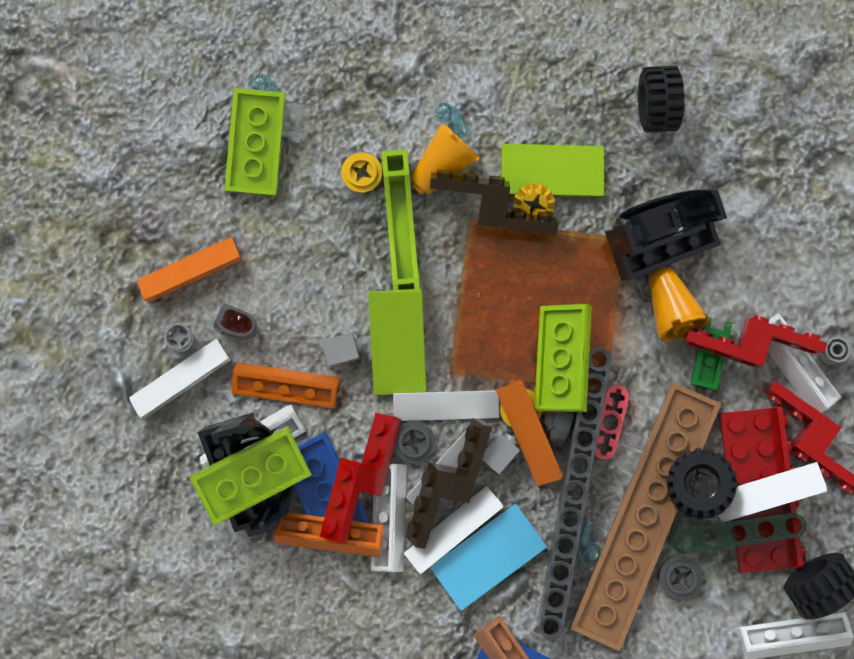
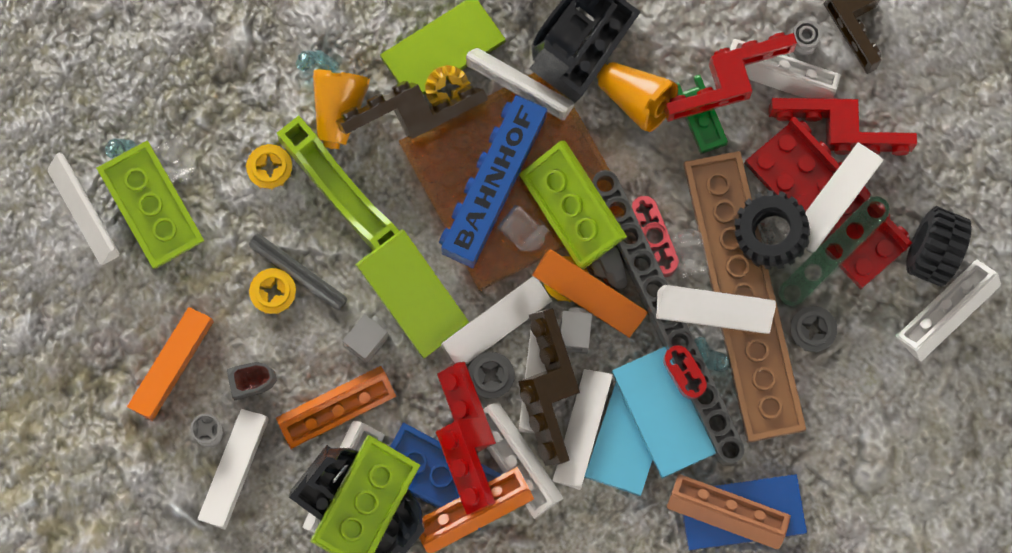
camera: 35 degrees left, 5 degrees down
(206, 112) = (82, 210): none -> white slope
(300, 255) = (266, 279): none -> yellow gear
(327, 265) = (298, 272): none -> dark grey axle
(513, 351) = (522, 230): none -> clear bracket
(517, 298) = (493, 182): none -> blue brick
(521, 562) = (663, 414): none -> medium azure tile
(564, 545) = (690, 367): none -> red beam
(590, 237) = (519, 83): none -> white slope
(614, 513) = (715, 309): none -> white slope

